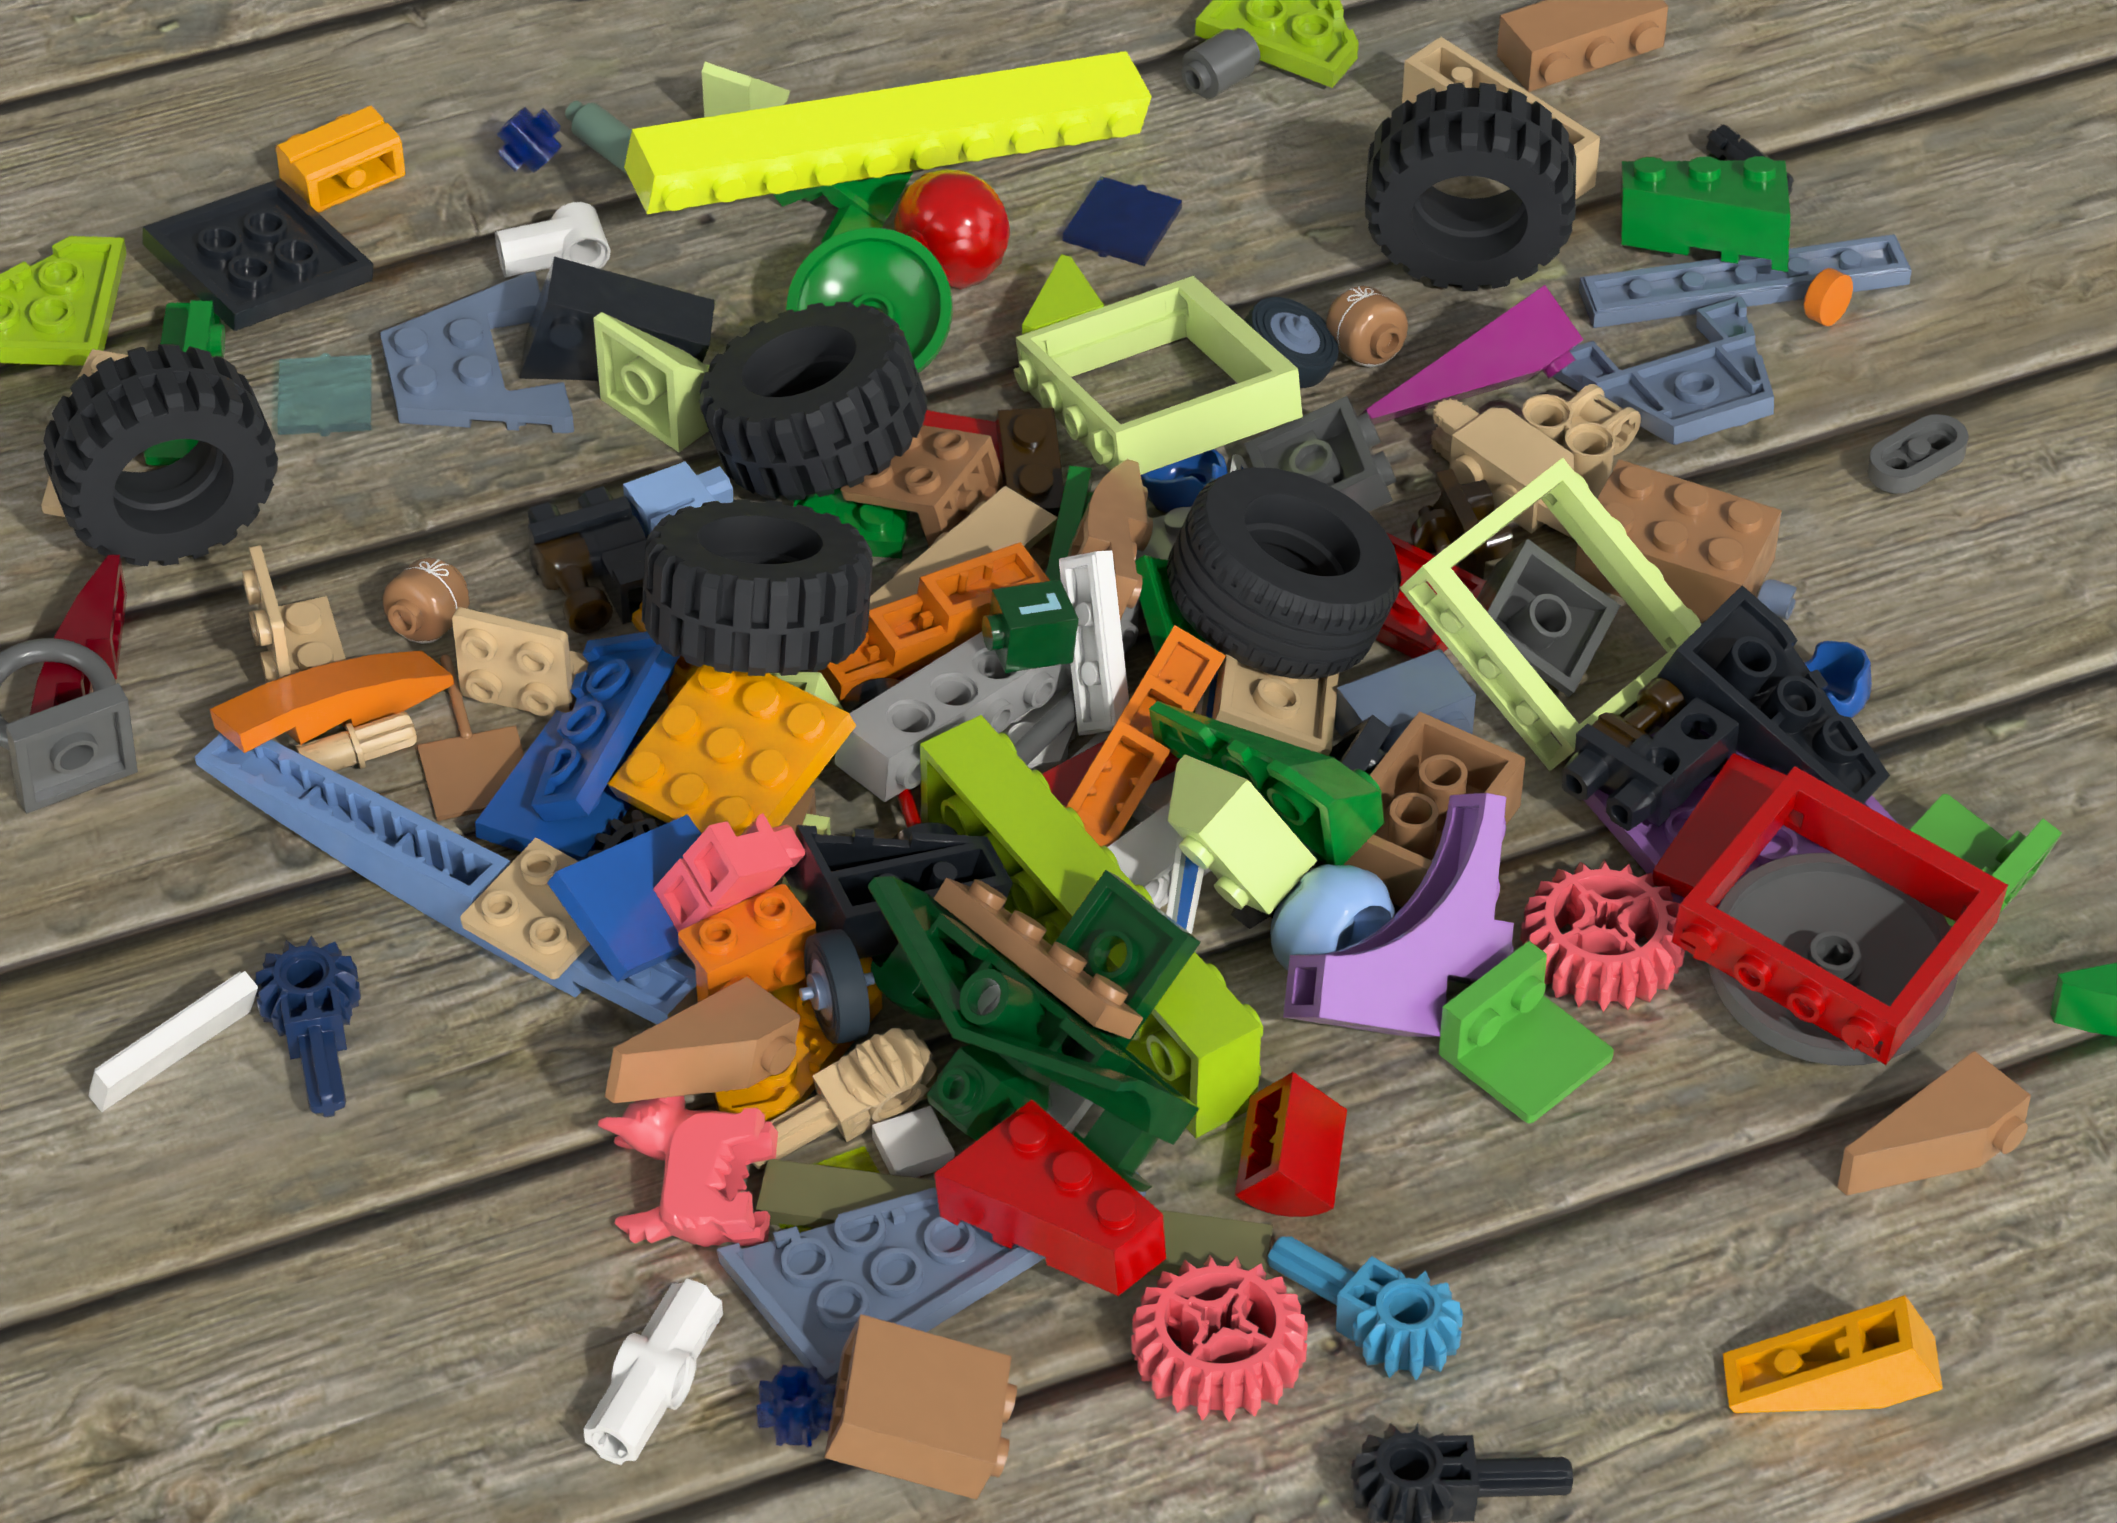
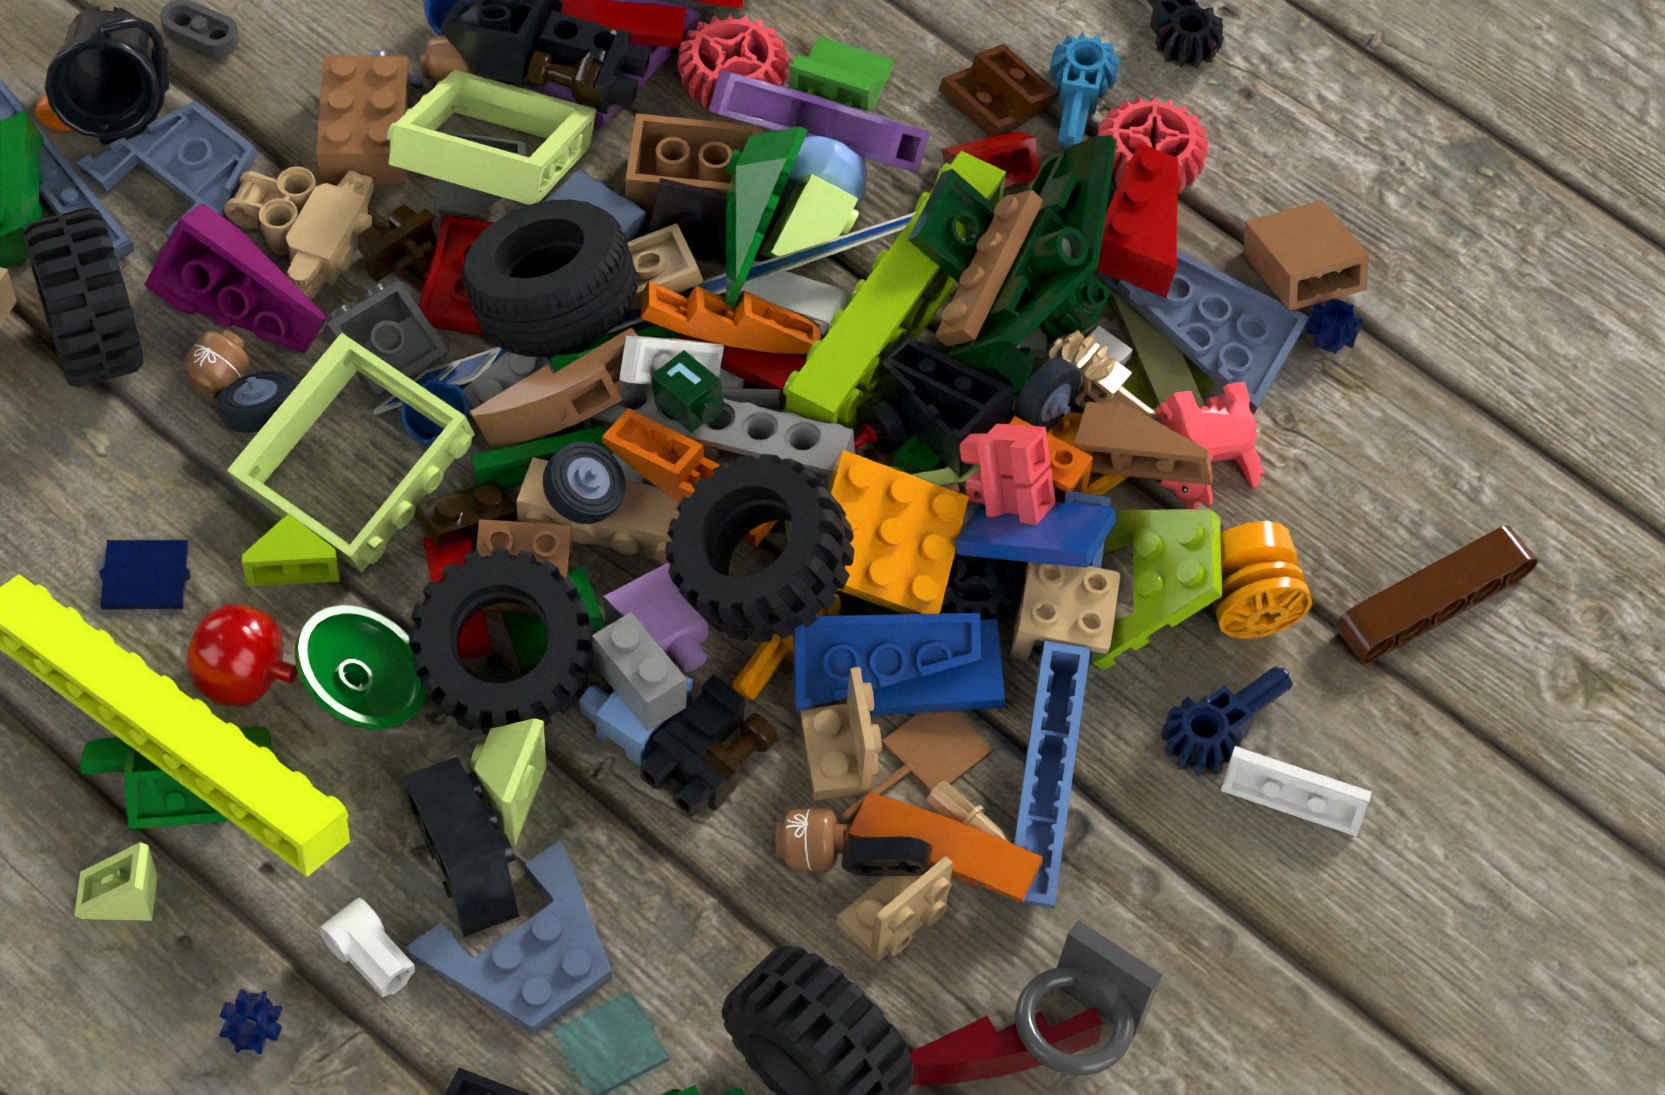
camera: 120 degrees left, 10 degrees up
(328, 1320) = (1435, 594): none -> reddish brown beam
(346, 627) = (886, 856): none -> black beam
(455, 1100) = (1260, 581): none -> light orange wheel
(495, 997) = (1172, 568): none -> lime wing
(600, 131) = (209, 971): sand green cylinder -> none
(653, 1372) = (1357, 407): white piece -> none
(691, 472) = (639, 671): none -> light grey brick
(972, 514) = (584, 482): none -> black wheel
(1423, 1216) = (998, 91): none -> reddish brown slope
(1841, 314) = (105, 75): none -> black piece

